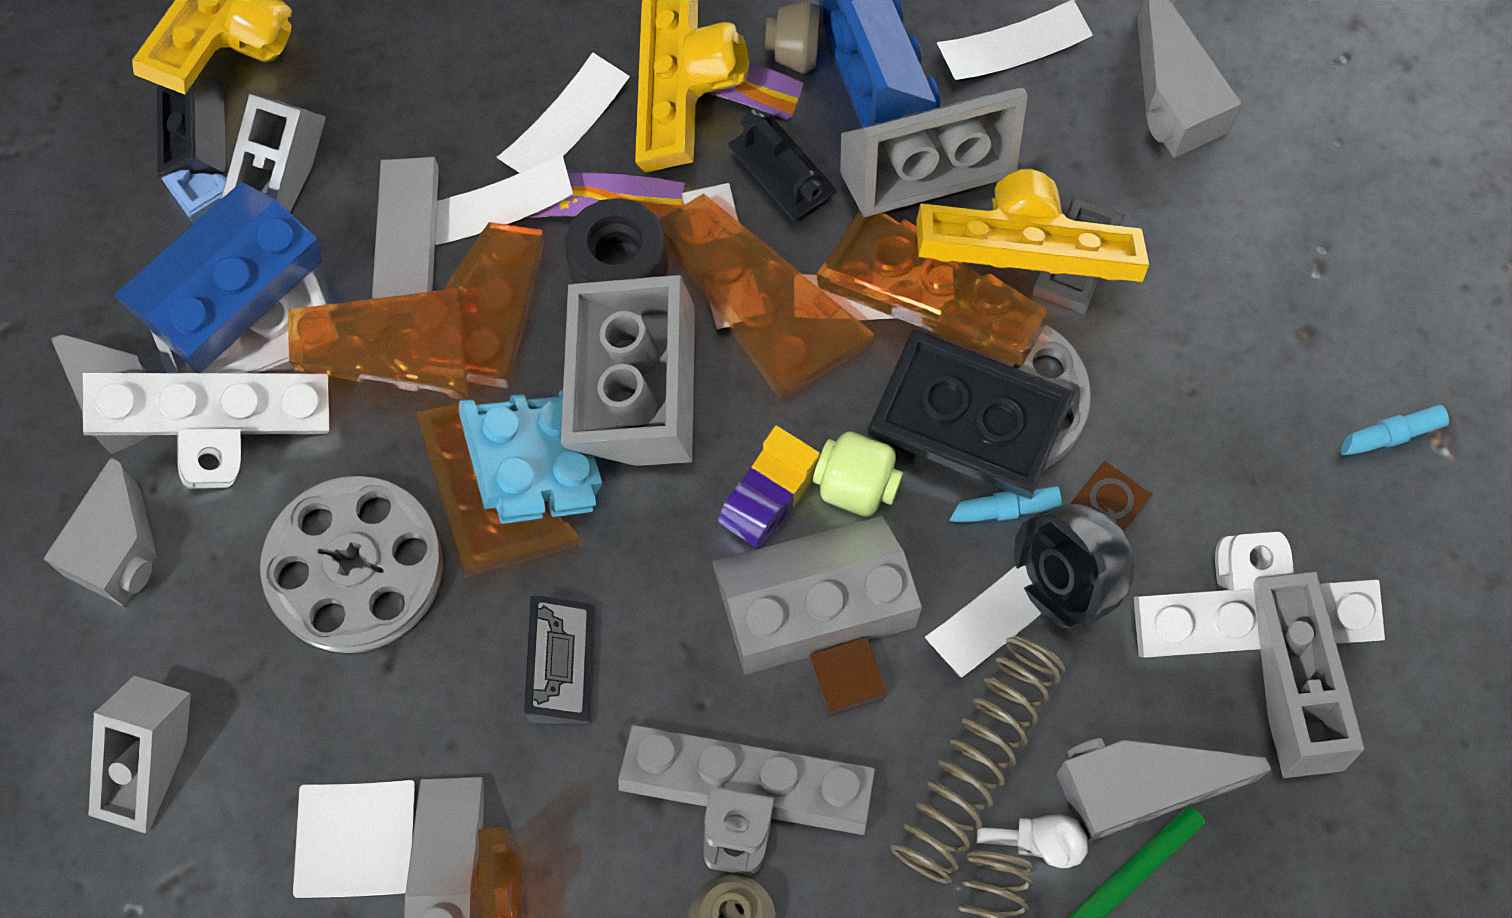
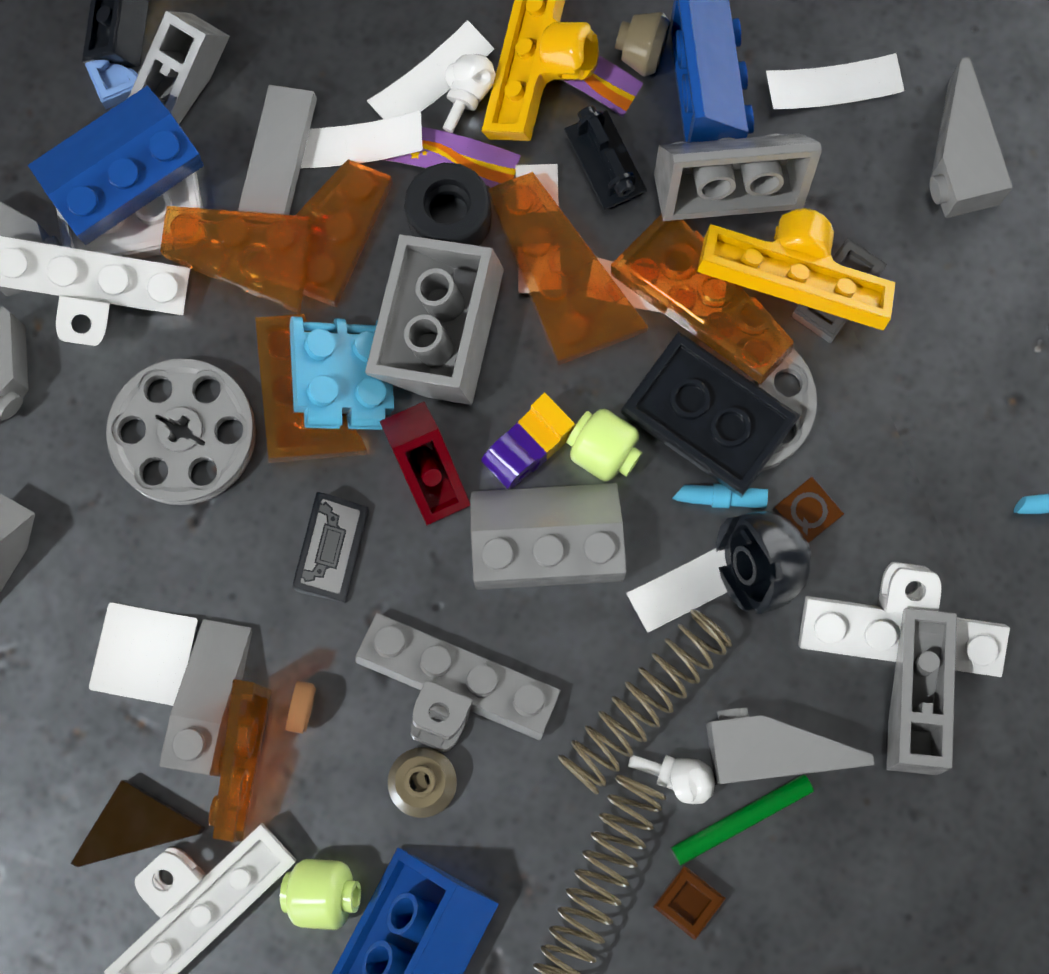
camera: 15 degrees right, 10 degrees up
(564, 858) = (300, 707): none -> medium nougat tile
(608, 115) = (469, 83): none -> white piece
(653, 537) = (425, 462): none -> dark red slope
(847, 676) = (557, 610): reddish brown tile -> none

